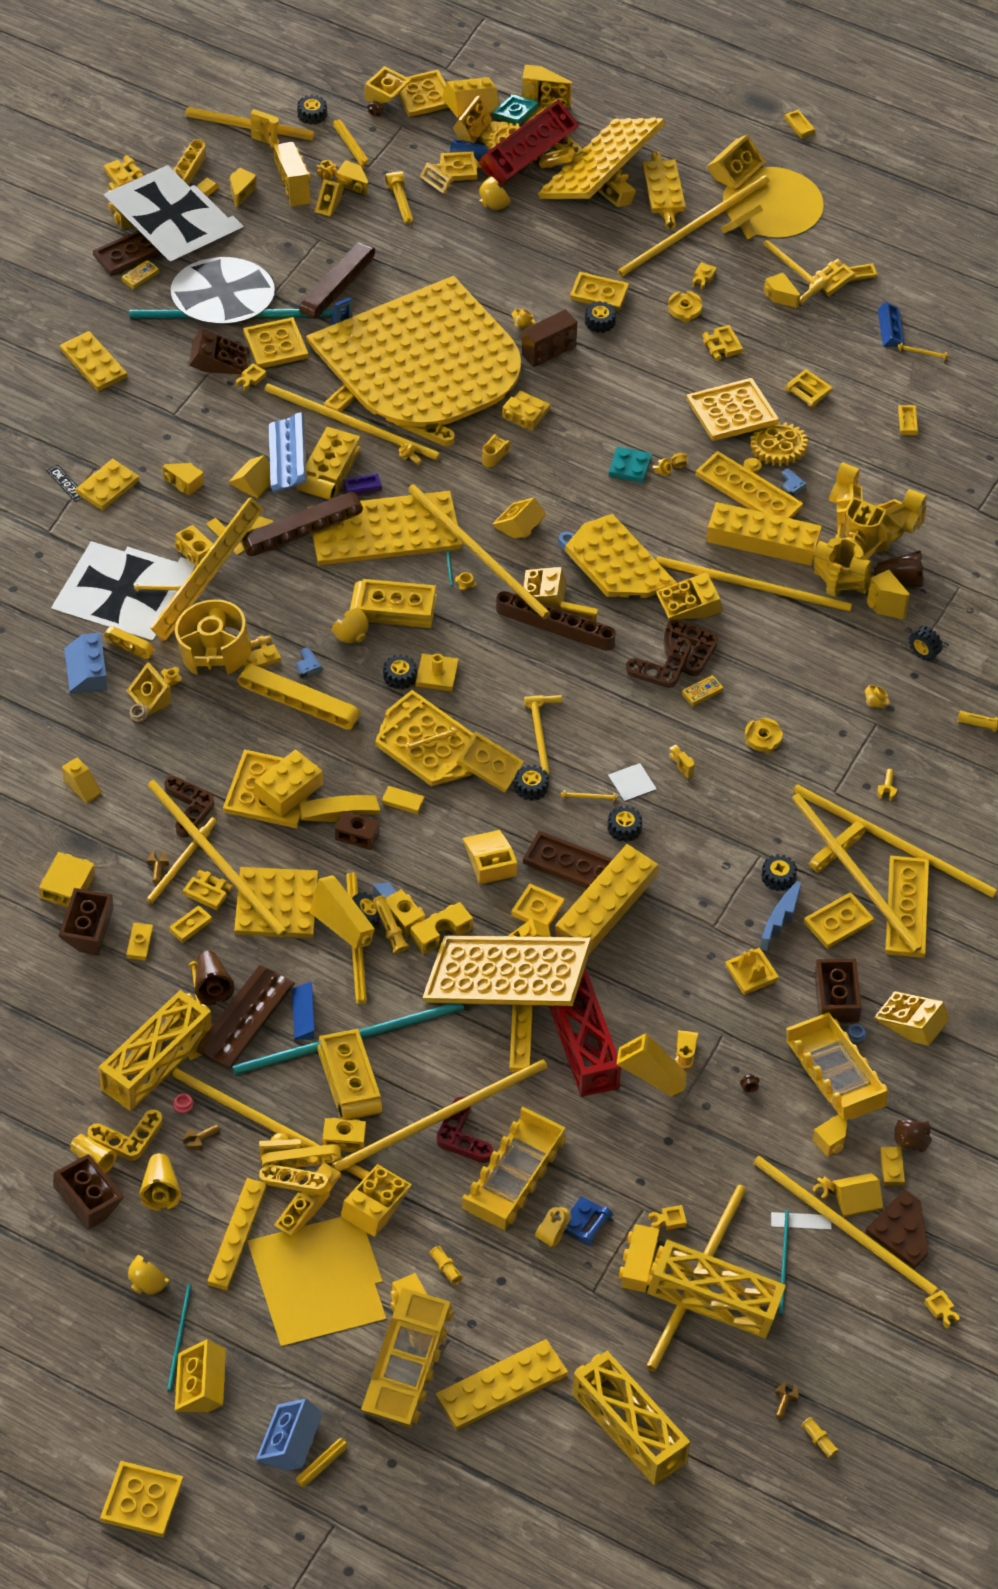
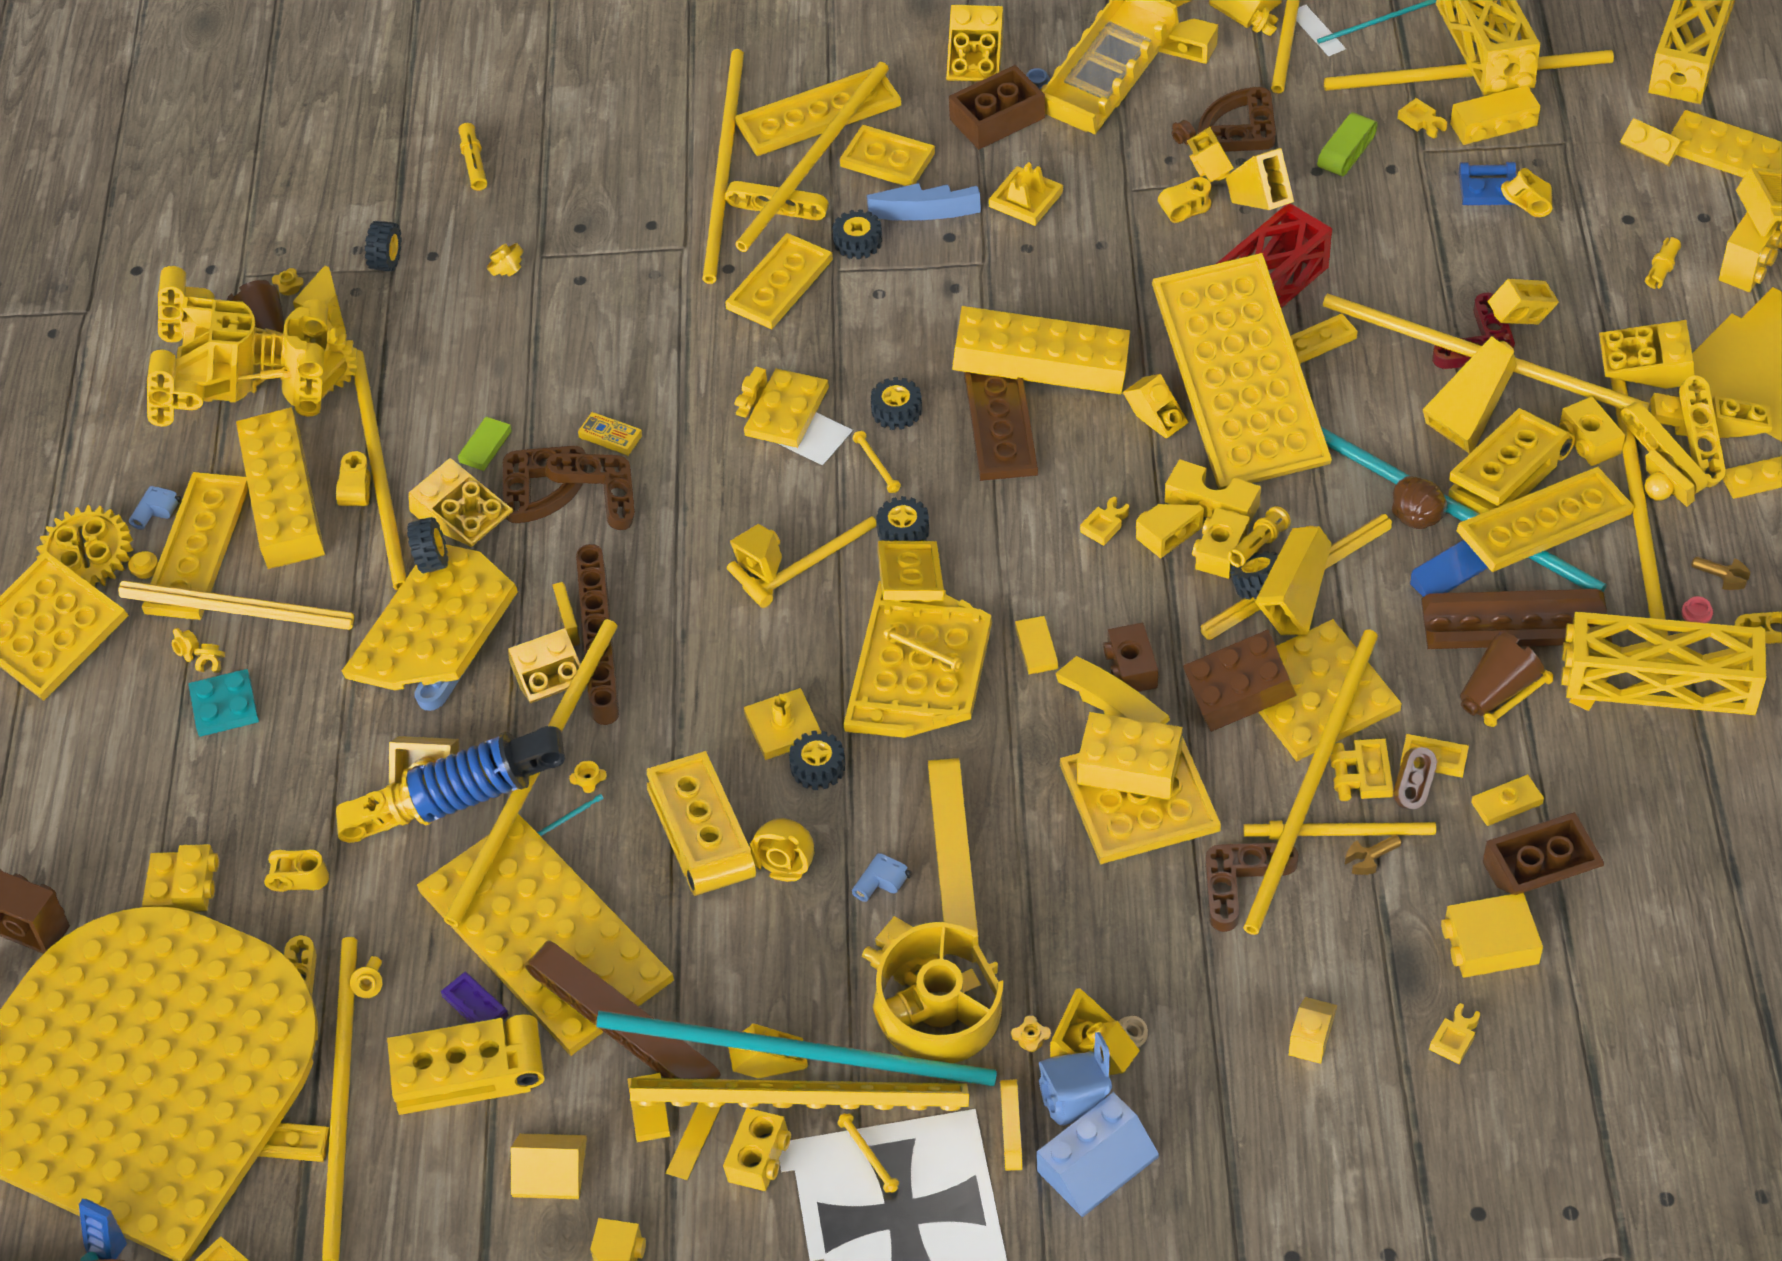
camera: 115 degrees left, 0 degrees up
(28, 833) = (1455, 1037): none -> yellow plate
(124, 662) = (1075, 1082): none -> medium blue piece
(133, 691) = (1120, 1045): none -> yellow brick
(180, 901) = (1417, 779): none -> plate
(232, 559) = (795, 1048): none -> teal piece
(242, 573) = (765, 1064): none -> yellow slope
(287, 453) = (477, 1123): medium blue plate -> none
(296, 1065) = (1545, 519): none -> yellow plate
(298, 856) = (1239, 680): none -> reddish brown brick
(356, 1013) = (1418, 502): none -> reddish brown hair
(383, 889) = (1202, 583): medium blue slope -> none
(410, 1084) = (1471, 395): none -> yellow slope
(434, 893) = (1168, 526): none -> yellow slope
(461, 870) = (1104, 524): none -> yellow plate
(461, 1154) = (1523, 301): none -> yellow brick
(487, 511) = (452, 783): none -> piece
(491, 857) = (1059, 500): yellow slope -> none
(514, 1169) = (1479, 261): yellow window -> none
(537, 904) = (1097, 423): yellow plate -> none
(547, 1331) = (1651, 142): none -> yellow plate
(553, 705) = (758, 552): none -> yellow slope
(658, 561) = (427, 545): none -> black wheel
(662, 775) = (786, 408): none -> yellow plate
(673, 1162) = (1347, 144): none -> lime beam
(687, 485) = (236, 605): none -> yellow axle
(706, 1069) = (1209, 156): none -> yellow brick
(725, 1120) = (1250, 132): none -> reddish brown beam
(736, 635) = (484, 443): none -> lime tile
(744, 565) = (353, 481): none -> yellow piece
(760, 743) = (635, 351): yellow plate -> none
(767, 817) = (779, 280): none -> yellow plate
(887, 787) = (649, 200): yellow bar -> none
(935, 599) = (288, 282): none -> yellow plate

